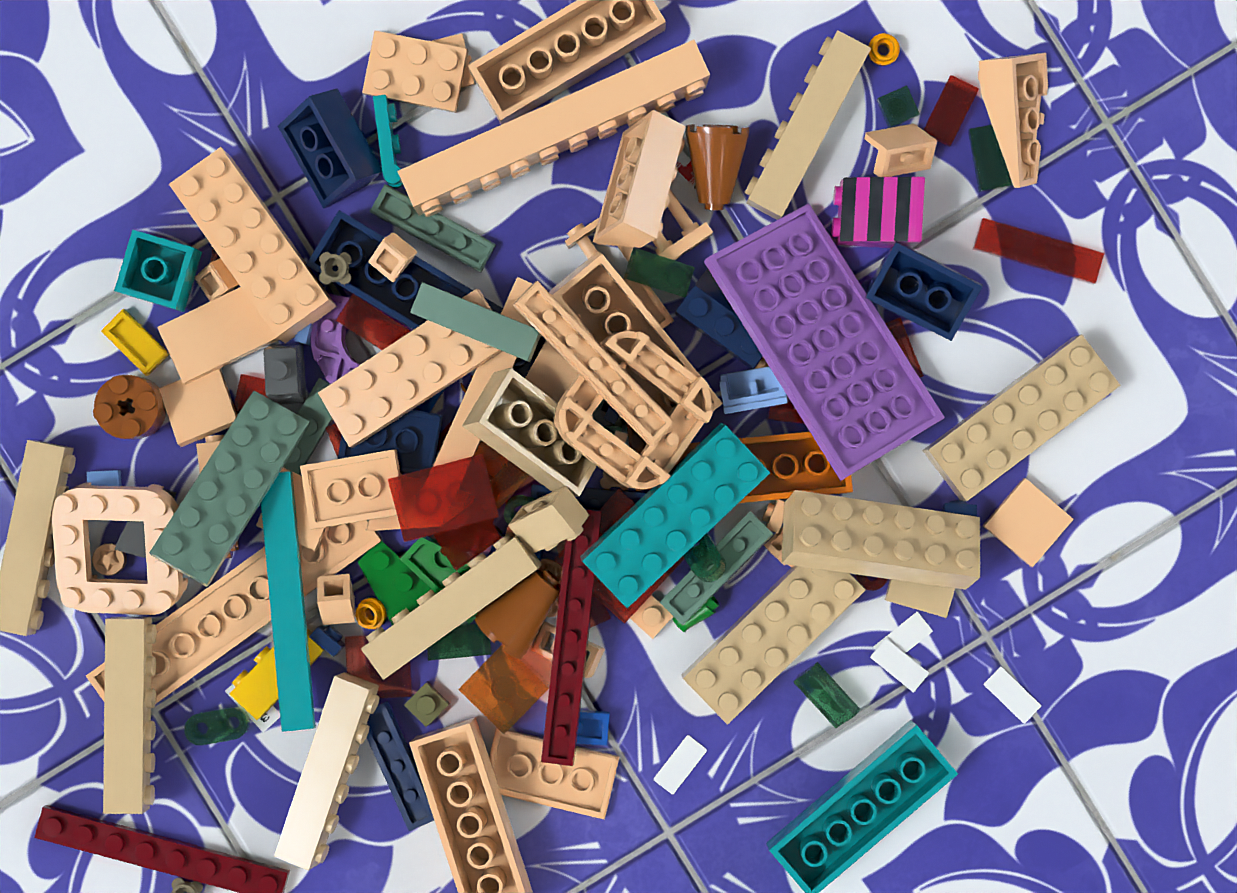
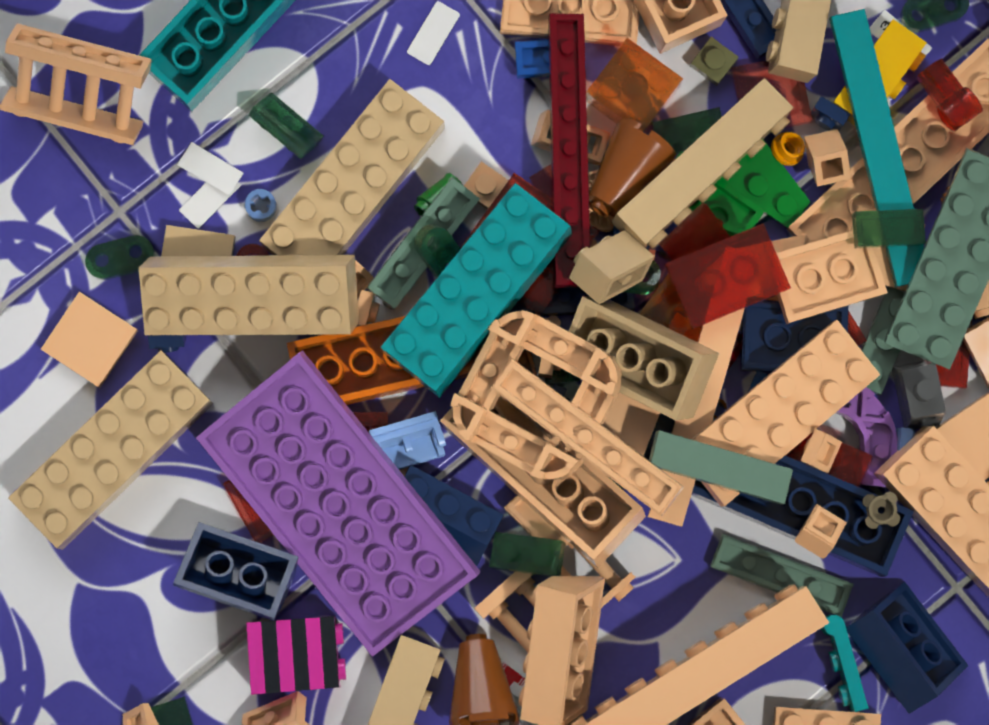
camera: 170 degrees right, 5 degrees down
(212, 634) = (954, 103): none -> clear red piece
(290, 524) = (888, 228): none -> clear green tile
(381, 329) = (821, 450): none -> light nougat plate
(854, 633) = (263, 195): none -> medium blue bush
(992, 594) = (119, 258): none -> clear green plate
(1009, 779) = (81, 57): none -> light nougat fence
(1012, 695) = (84, 153): white sticker -> none
(1038, 251) = (112, 638): clear red tile -> none

